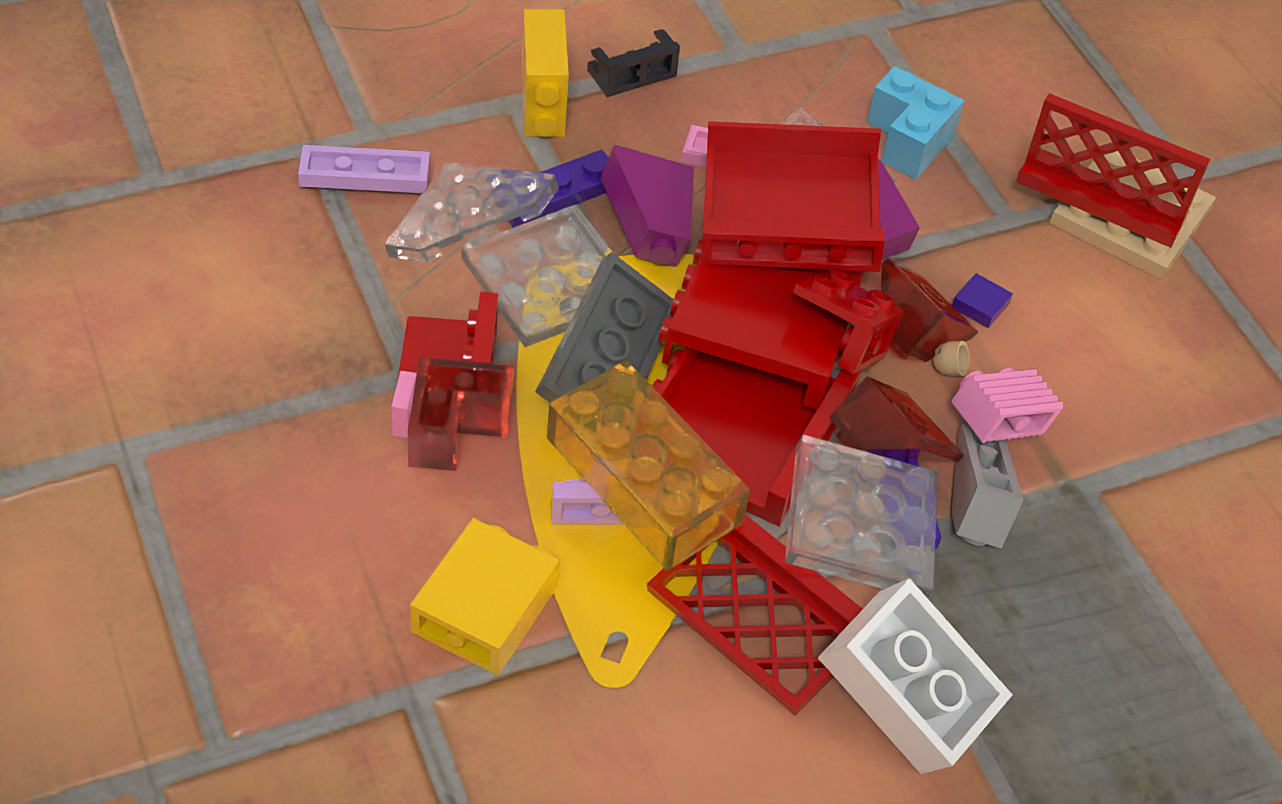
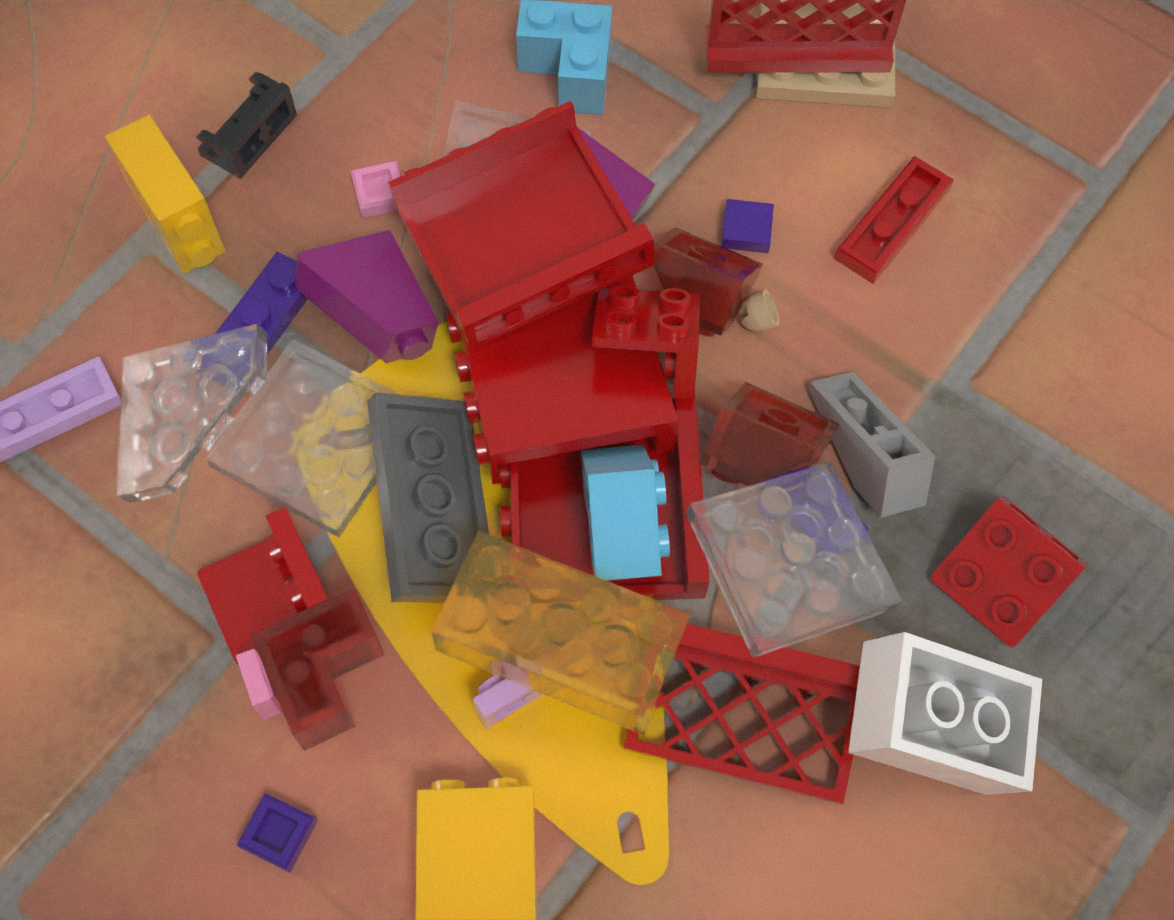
camera: 25 degrees left, 15 degrees up
(354, 506) = (277, 833): none -> dark purple tile
(745, 417) = (621, 507): none -> medium azure brick
(1006, 404) = (844, 341): bright pink brick -> none
(1041, 624) = (1008, 571): none -> red bracket
(1109, 352) = (893, 219): none -> red tile

